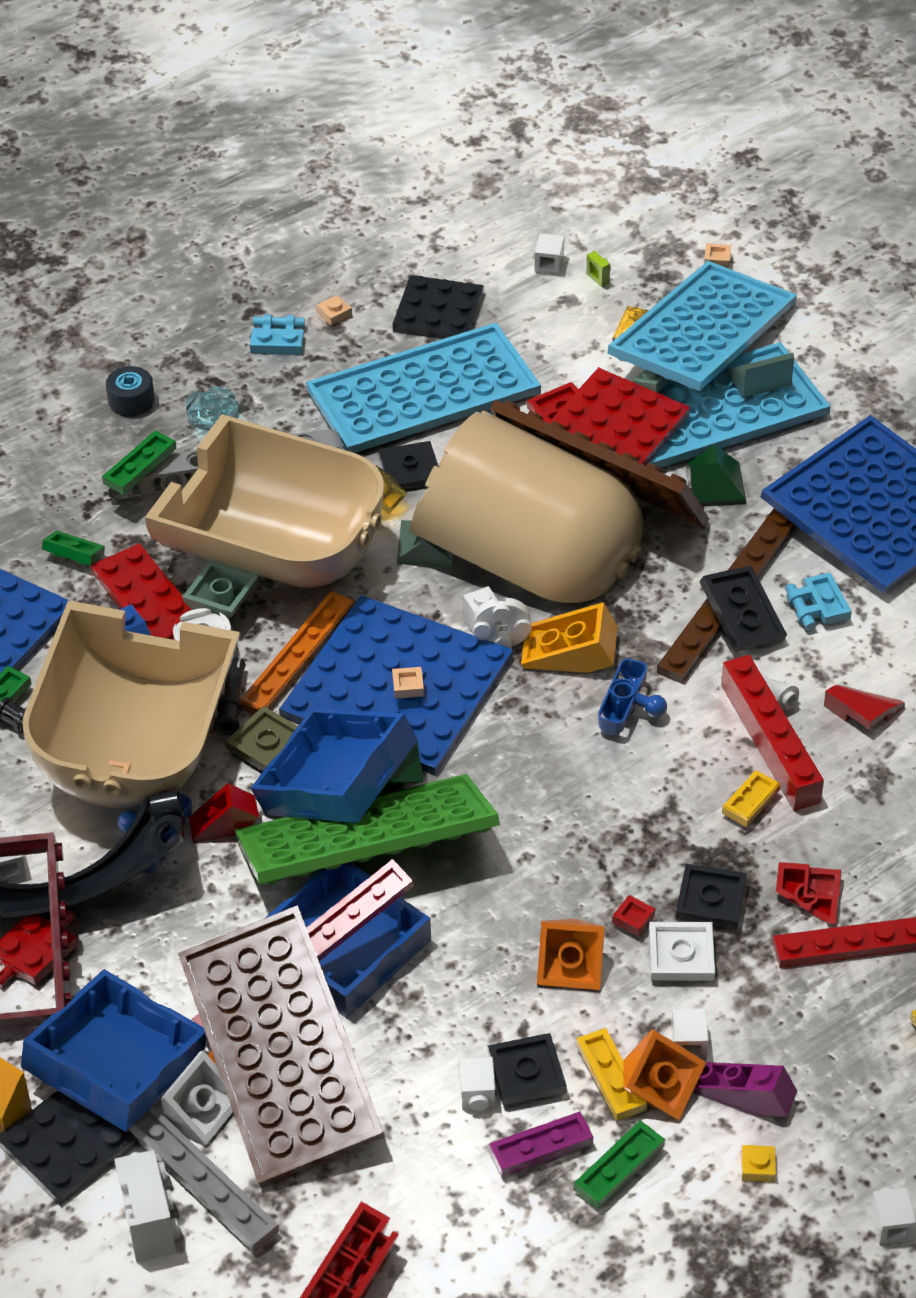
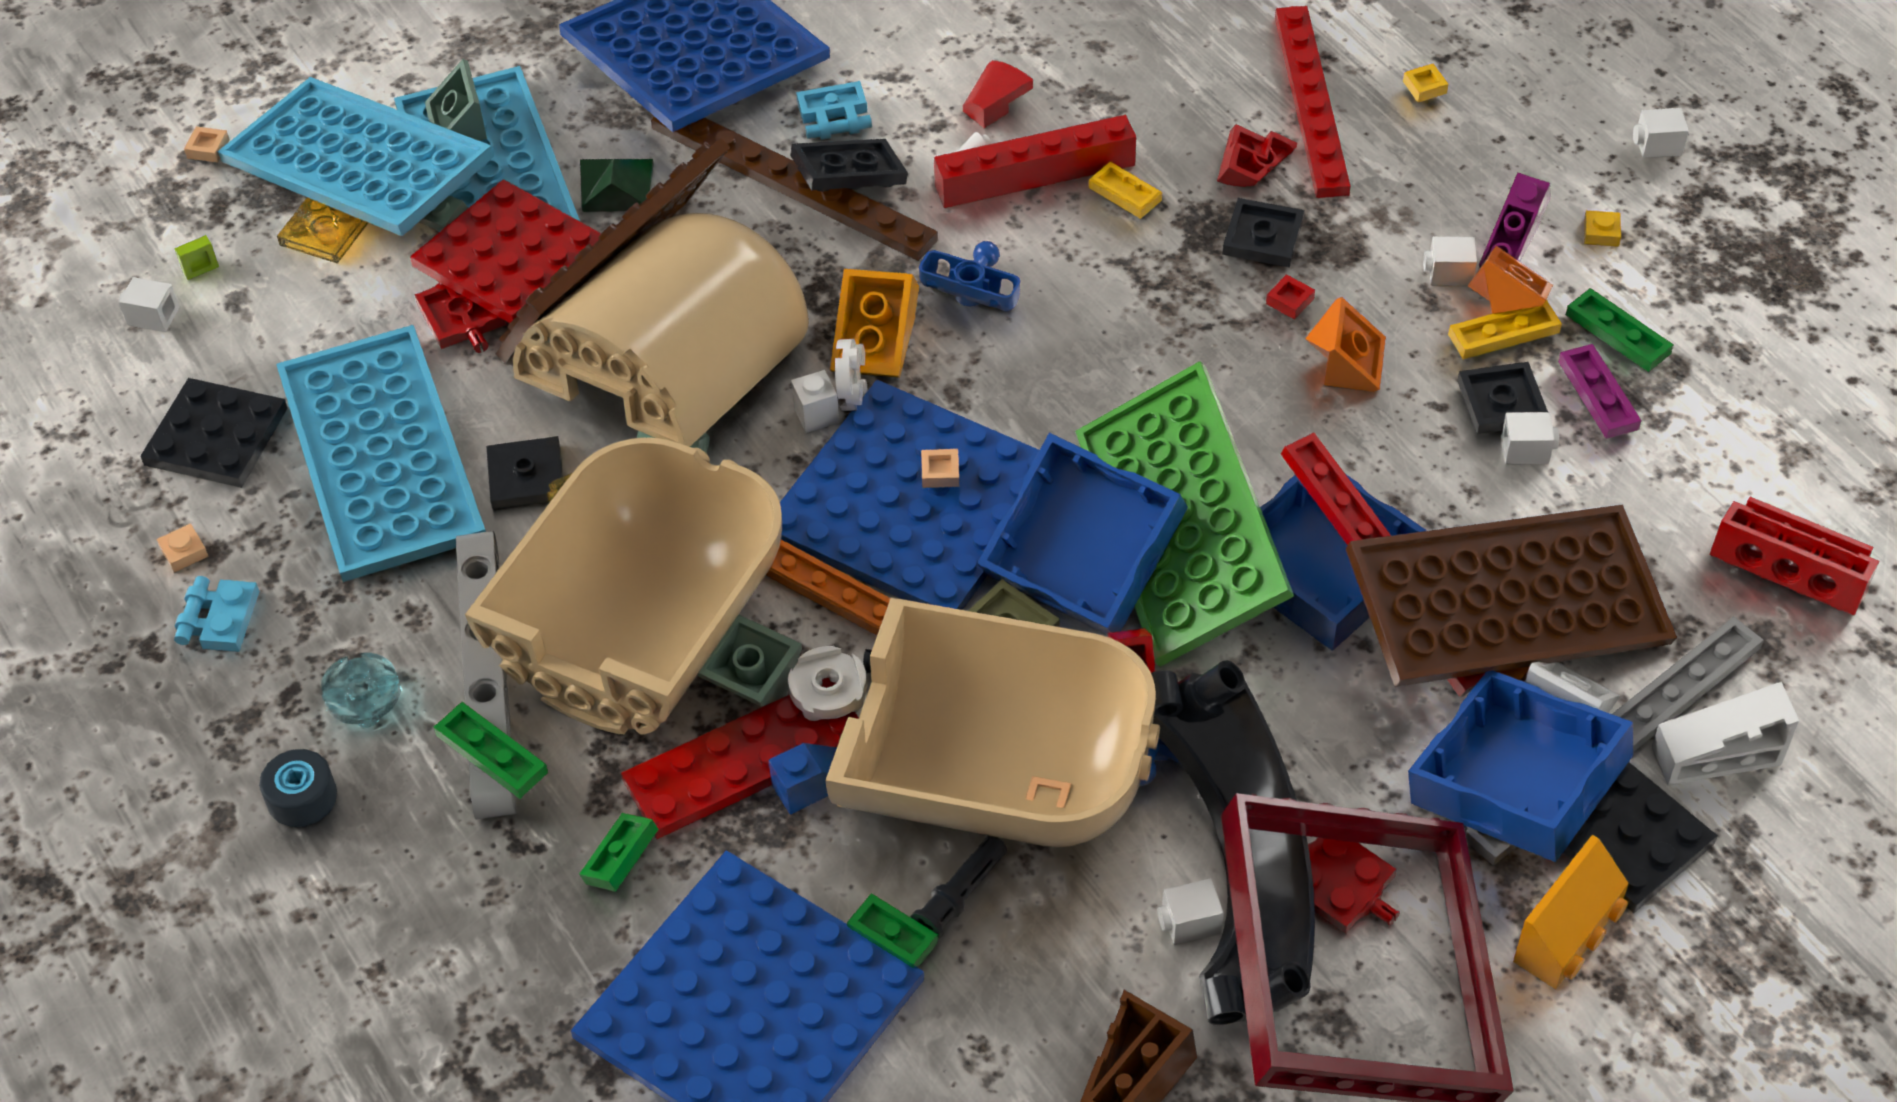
camera: 85 degrees left, 5 degrees up
(681, 951) = (1339, 261): white plate -> none

